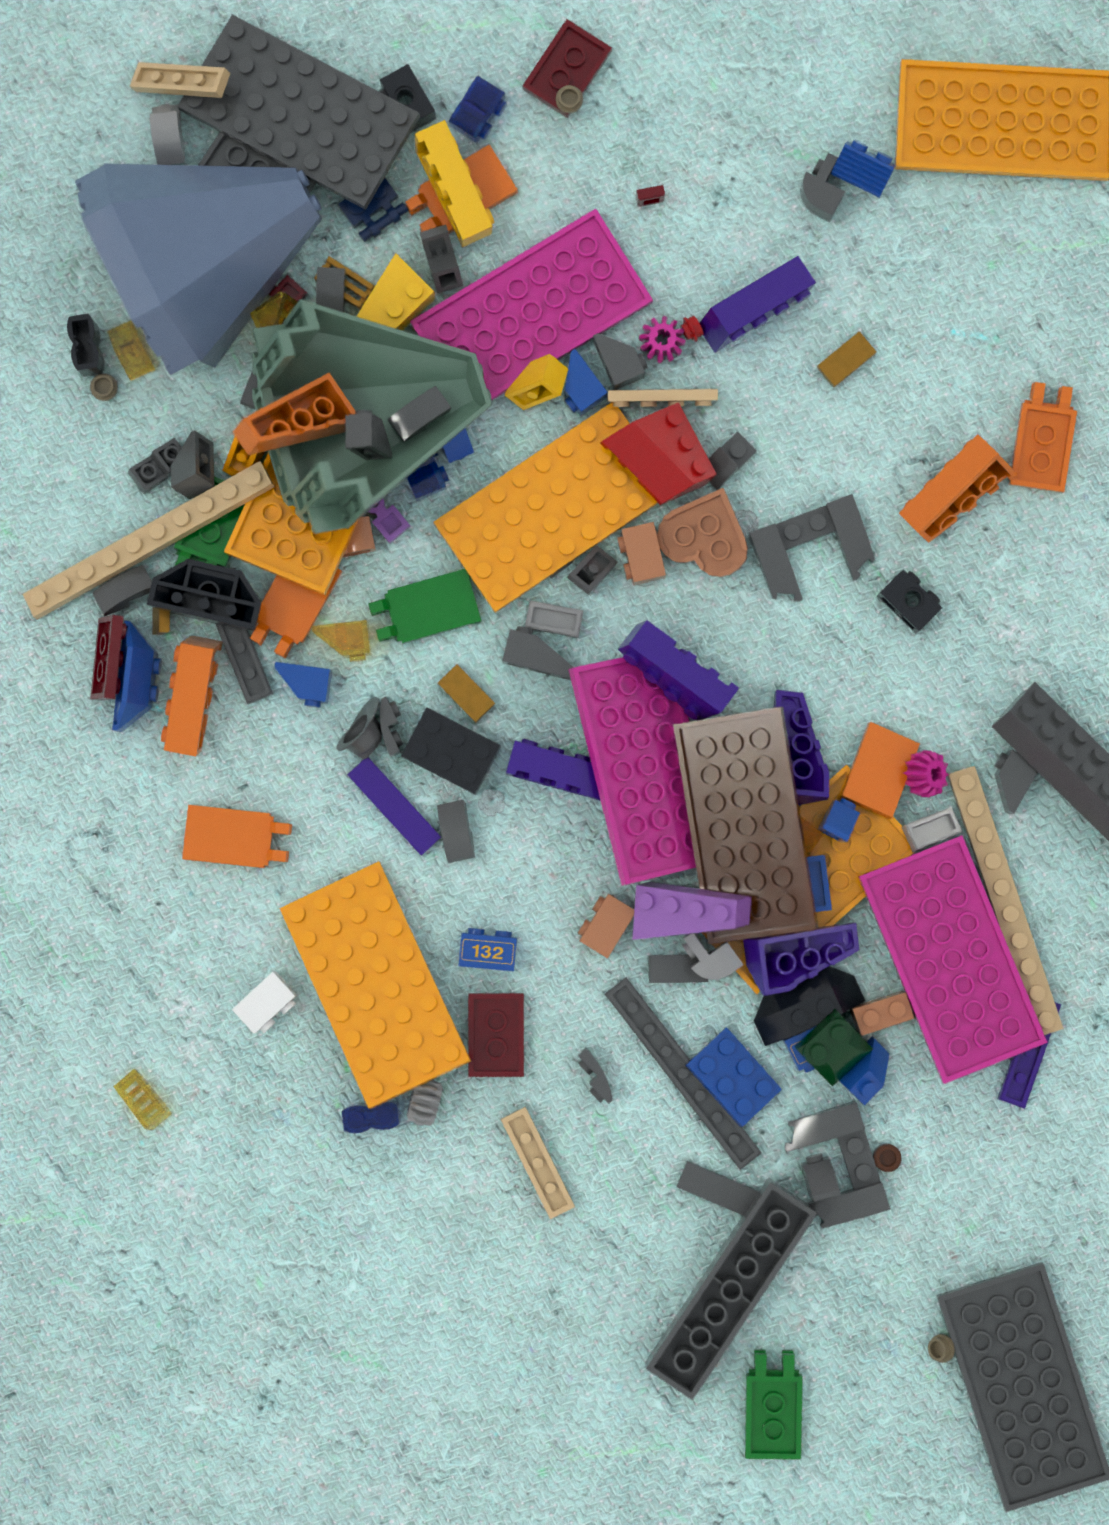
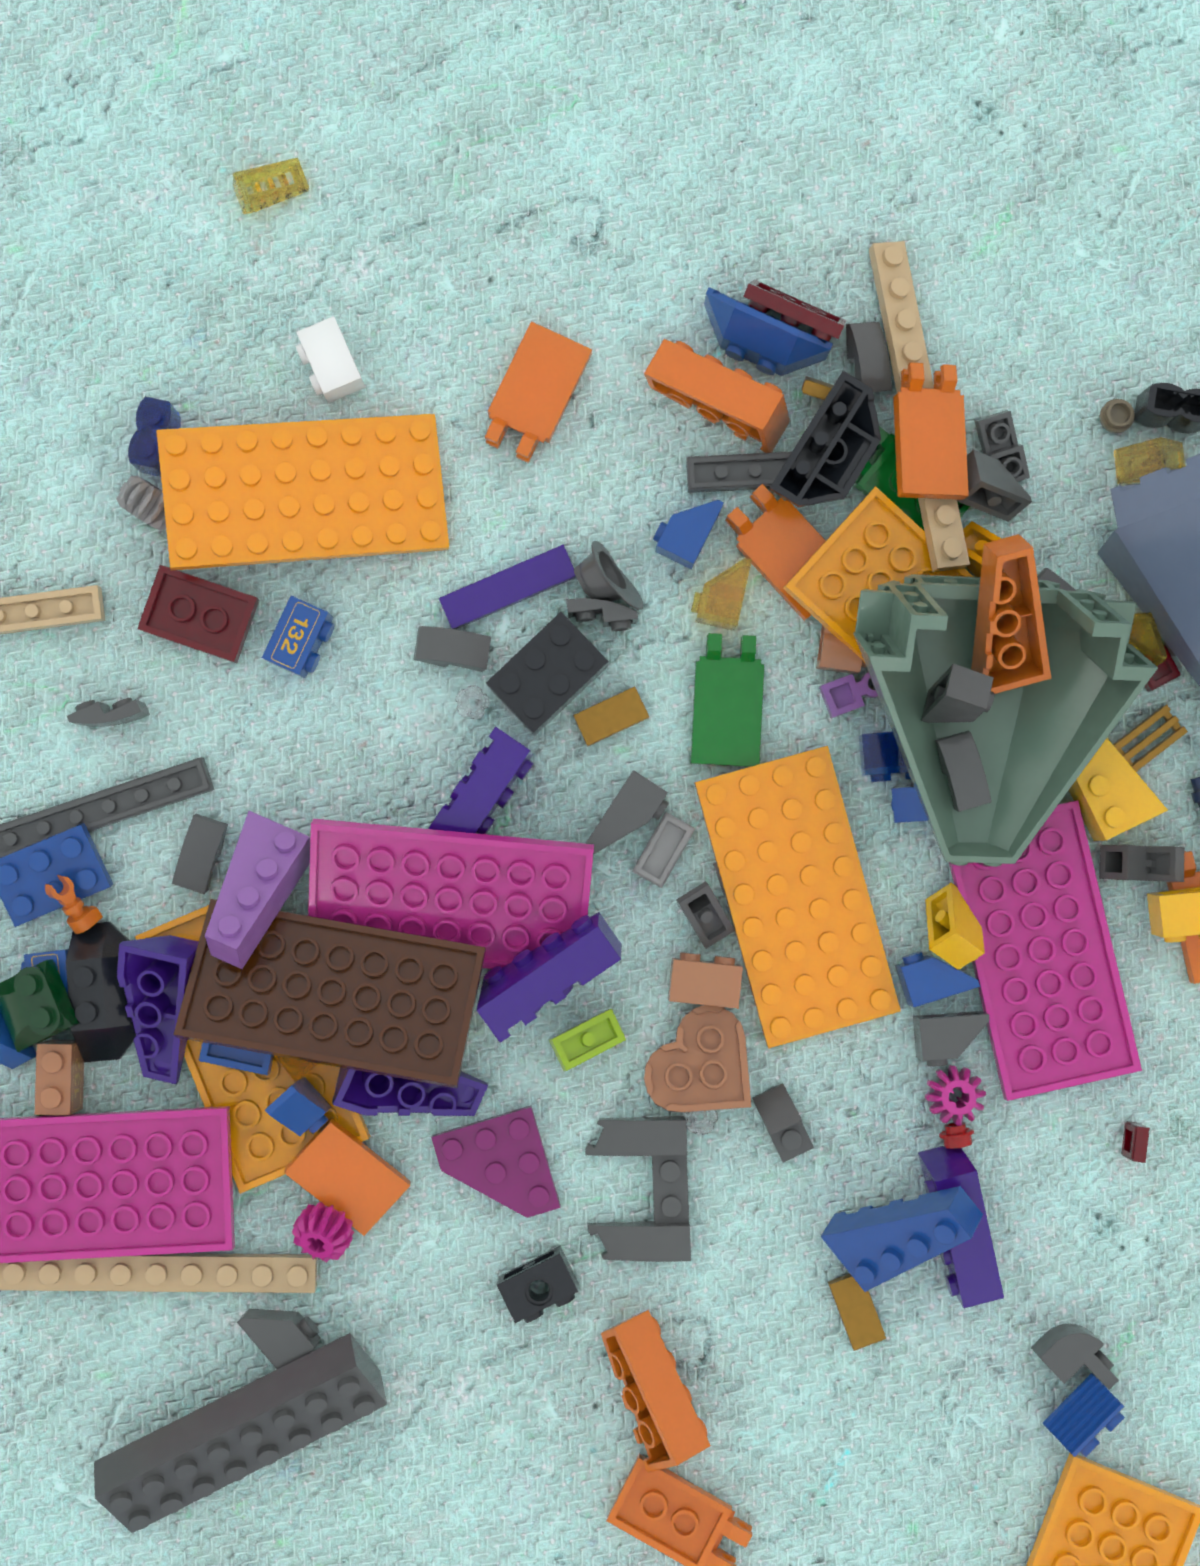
camera: 100 degrees right, 0 degrees up
(173, 522) = (930, 436): none -> orange tile
(331, 288) = (1149, 720): dark grey slope -> none
(607, 925) = (279, 786): nougat brick -> none
(649, 398) = (880, 1085): tan plate -> none
(662, 454) = (816, 1048): red wedge -> none
(714, 965) = (184, 897): light grey brick -> none
(716, 626) = (587, 1039): none -> lime plate
(756, 1041) = (80, 917): none -> orange piece
(782, 351) = (902, 1235): none -> blue wedge
(829, 660) = (501, 1160): none -> magenta plate
(932, 829) = (255, 1214): light grey tile -> none

